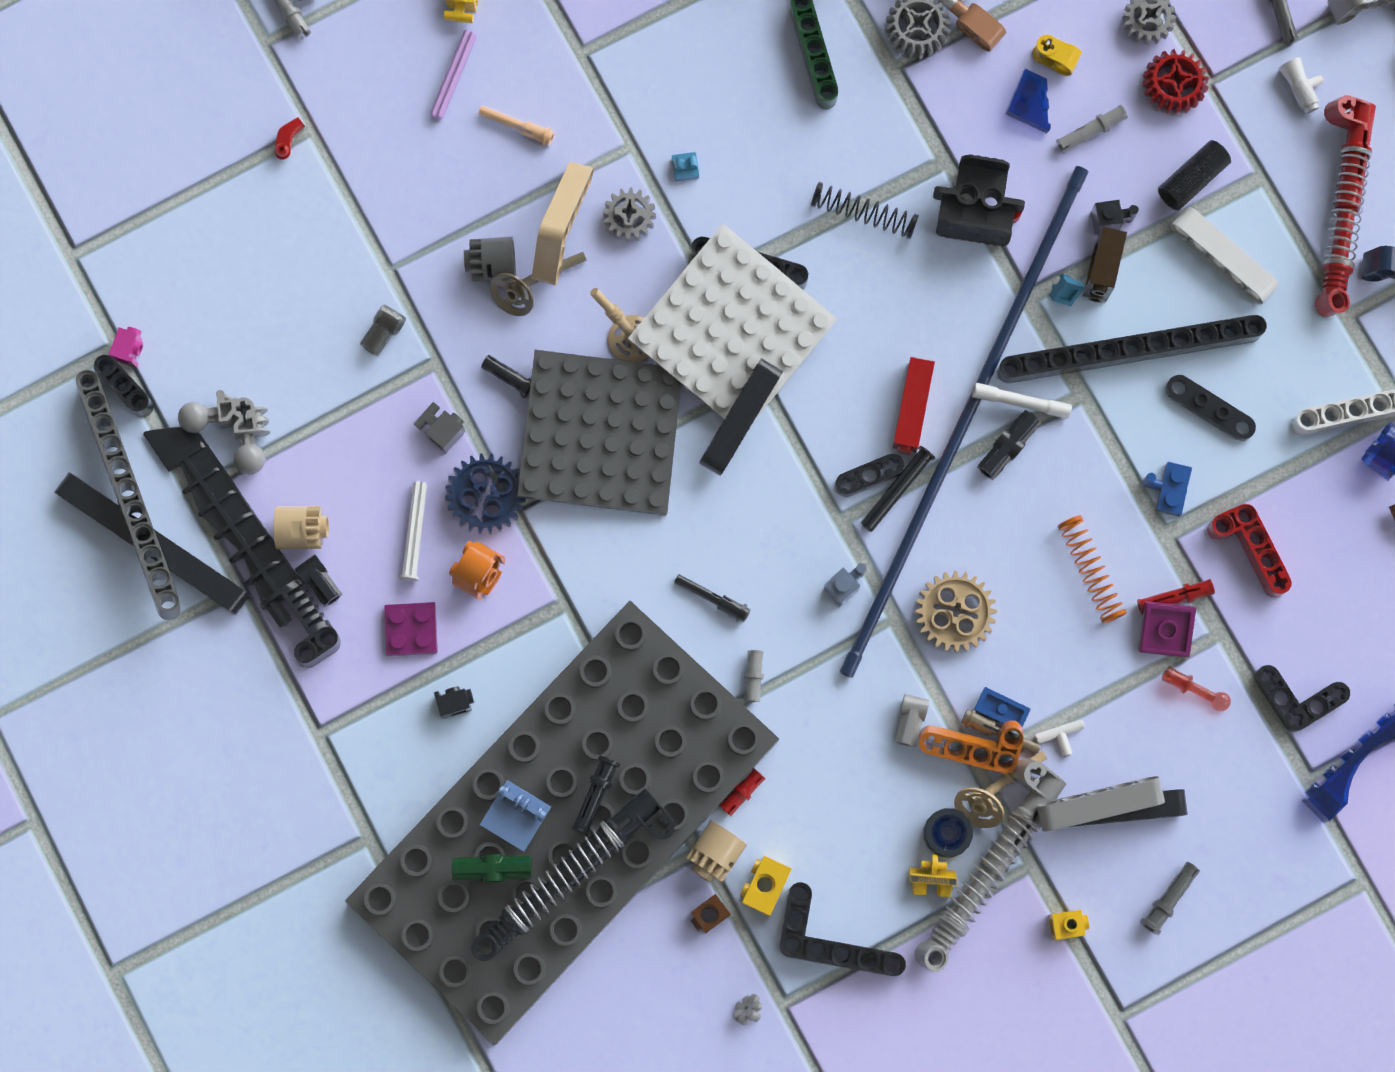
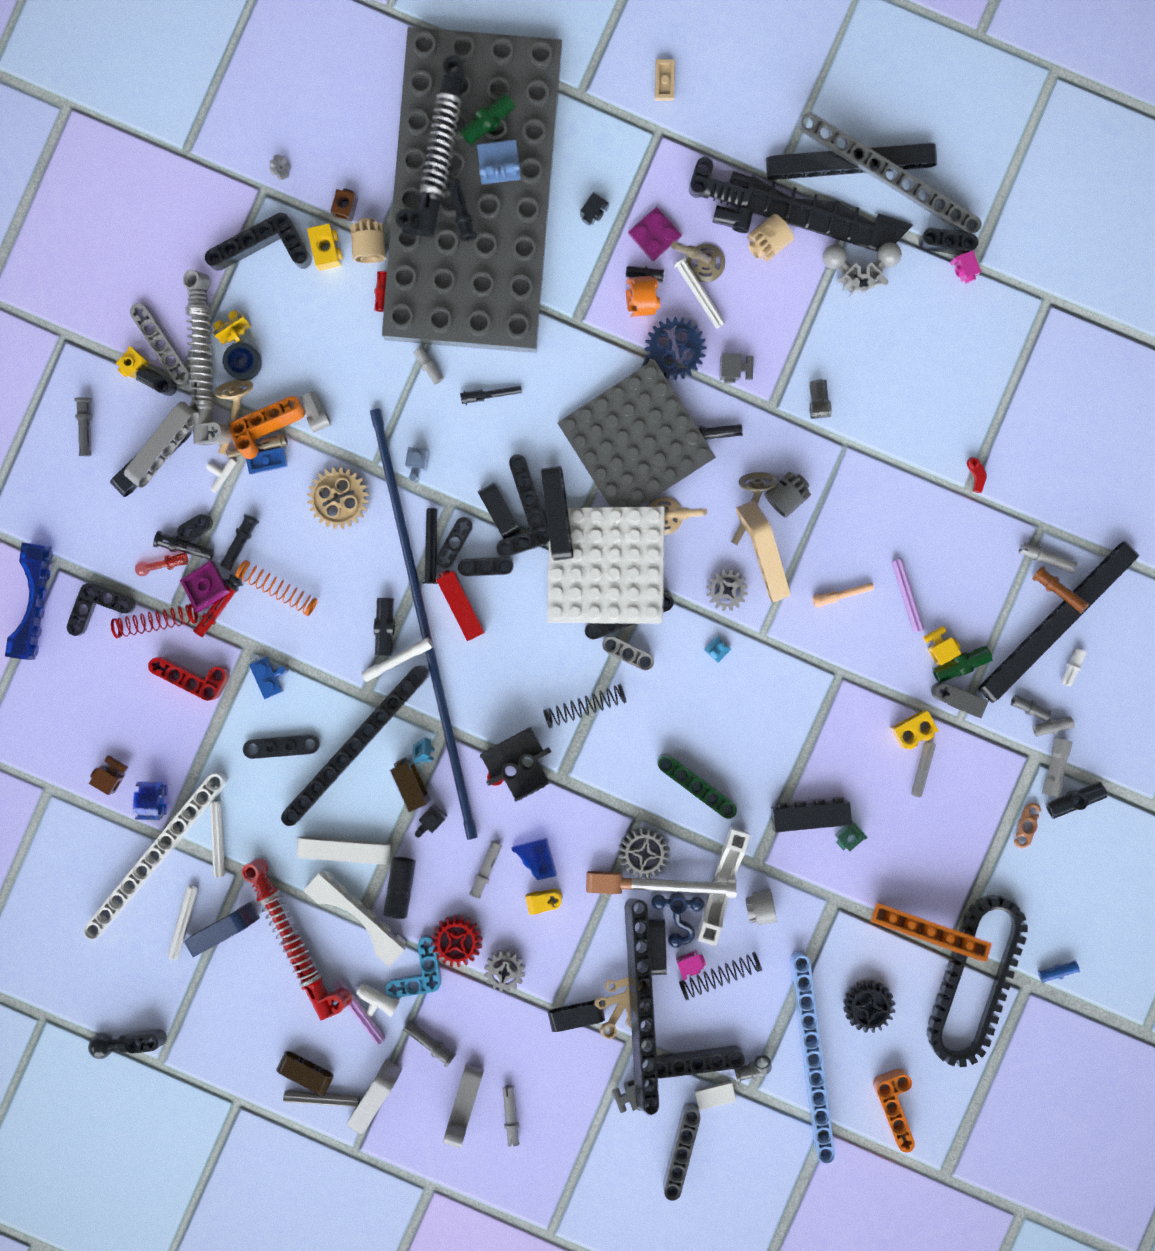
camera: 145 degrees right, 10 degrees up
(270, 780) = (664, 79): none -> tan plate
(391, 564) = (703, 261): none -> dark tan dish
(454, 595) = (632, 271): none -> black axle
(766, 446) = (529, 511): none -> black beam
(779, 217) = (637, 653): none -> light grey beam
(798, 470) = (498, 511): none -> black beam
(861, 435) = (476, 566): none -> black beam
(1022, 909) = (154, 337): none -> light grey beam
(1057, 887) = (155, 381): none -> black piece
(1085, 652) = (242, 534): none -> black pin
(1131, 706) = (192, 523): none -> black beam
(1133, 610) = (233, 582): none -> black bush
(1166, 699) = (174, 542): none -> black pin
(1239, 71) = (421, 979): none -> dark azure beam
(1274, 228) = (326, 891): none -> white arch
(1295, 654) = (120, 628): none -> red piece
(1329, 87) = (359, 1011): none -> lavender axle
(1349, 364) = (217, 839): none -> white axle

